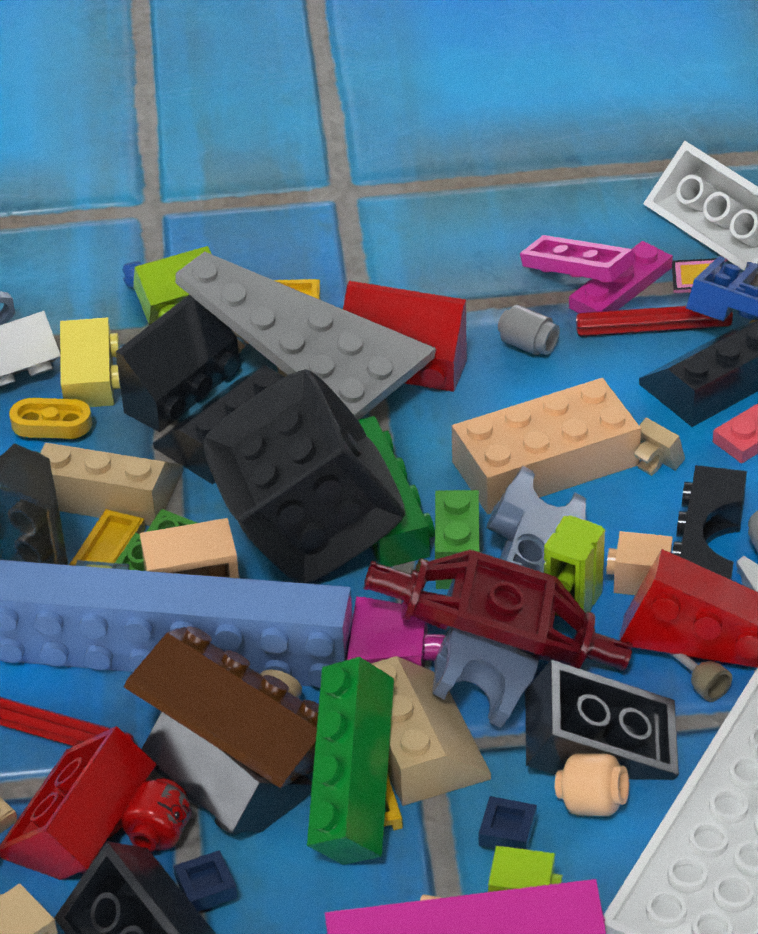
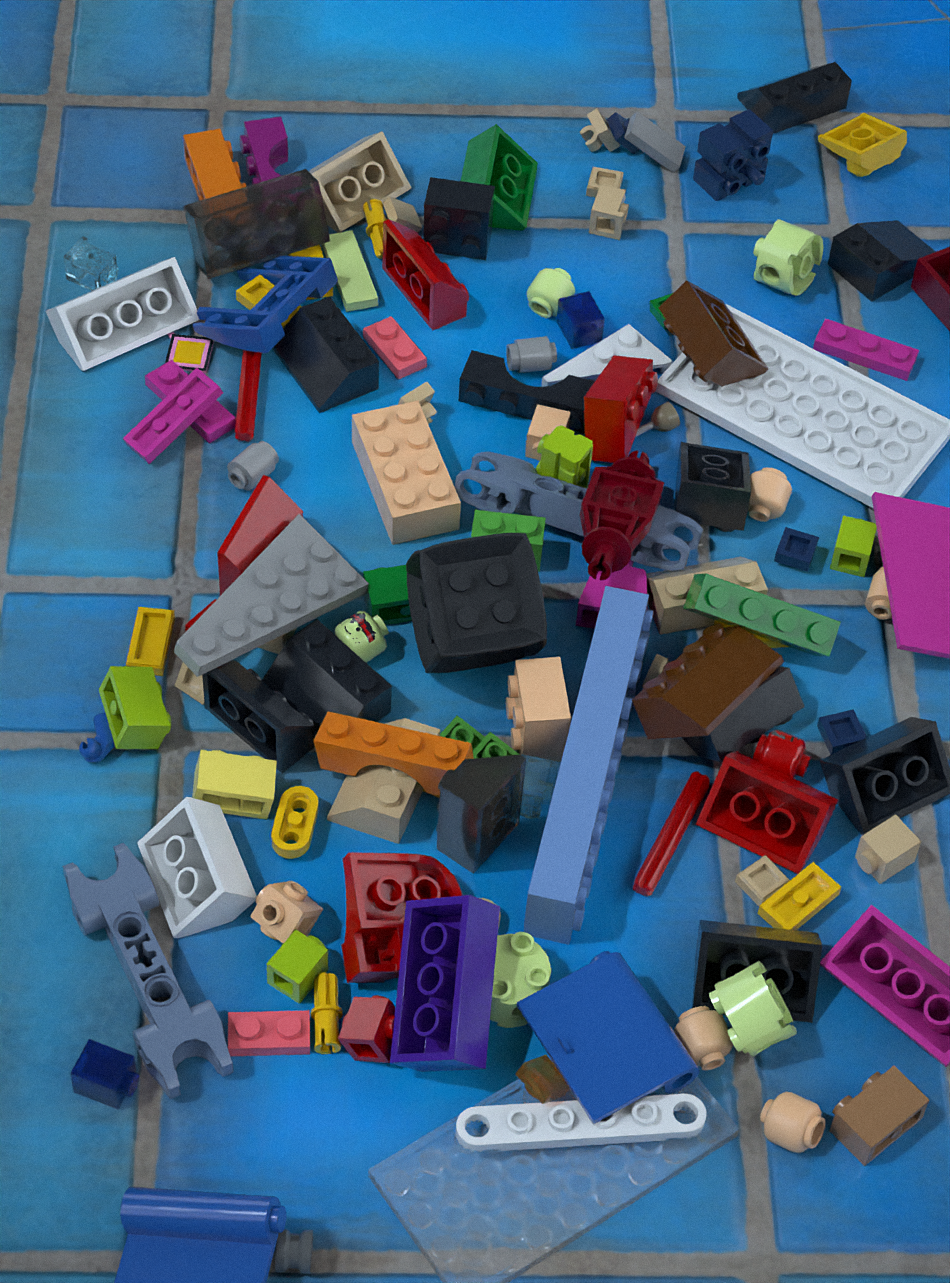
camera: 90 degrees left, 10 degrees up
(93, 473) = (350, 743): none -> orange arch

